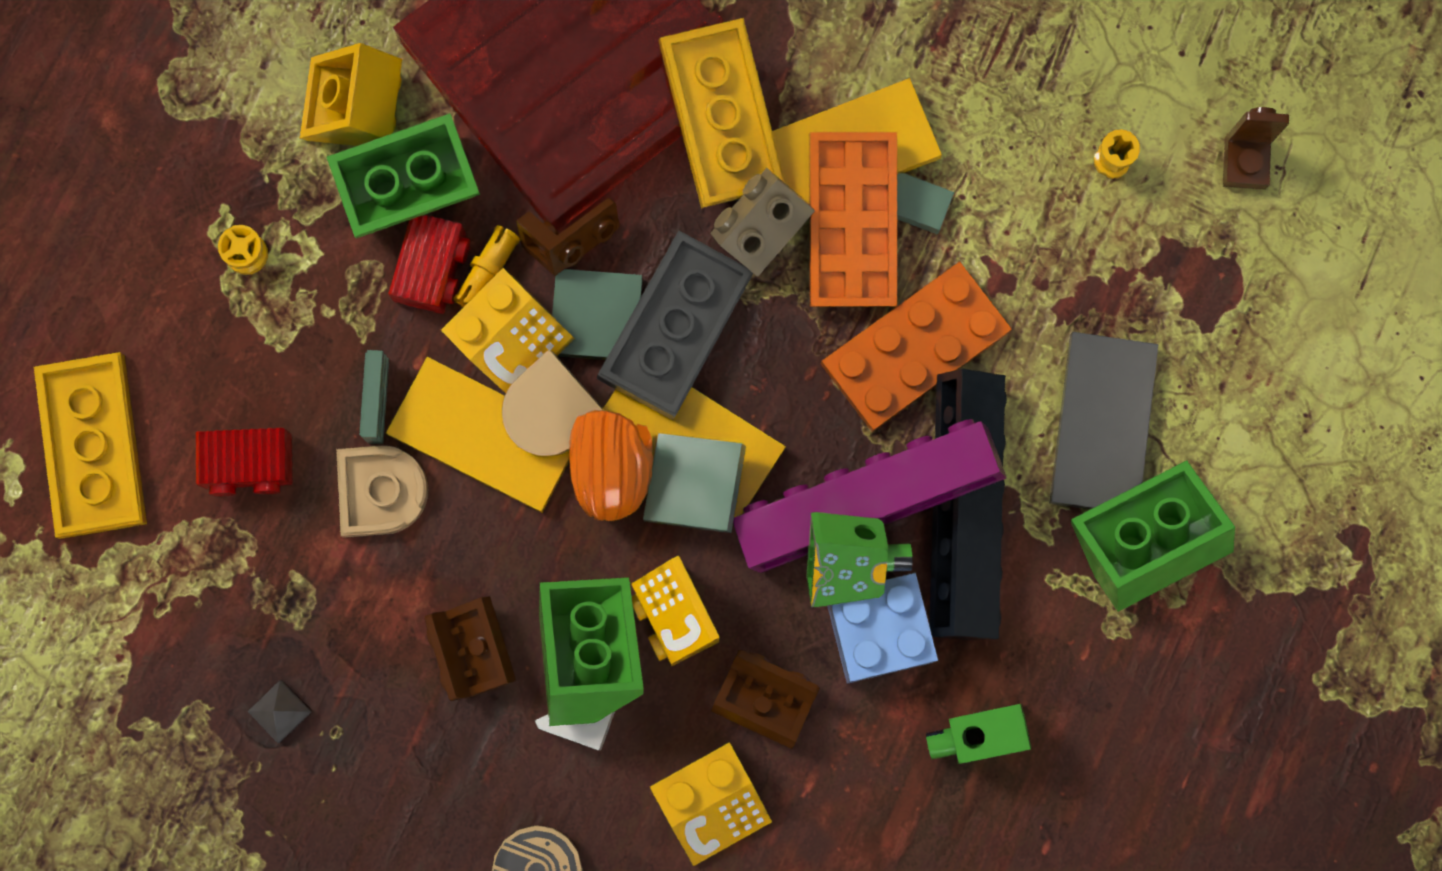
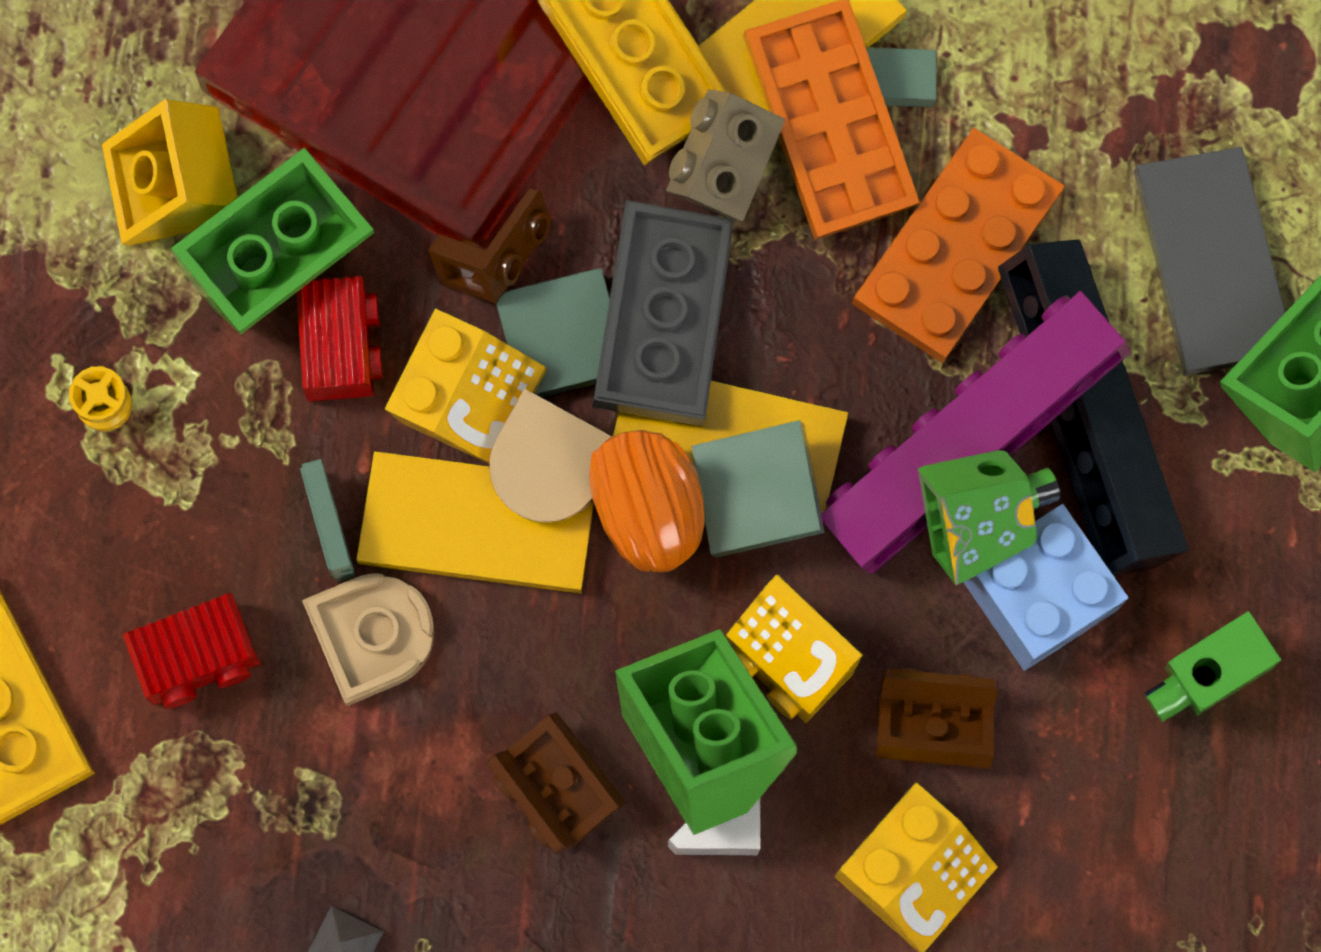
camera: 20 degrees left, 5 degrees down
(487, 264) = (408, 318): yellow pin -> none

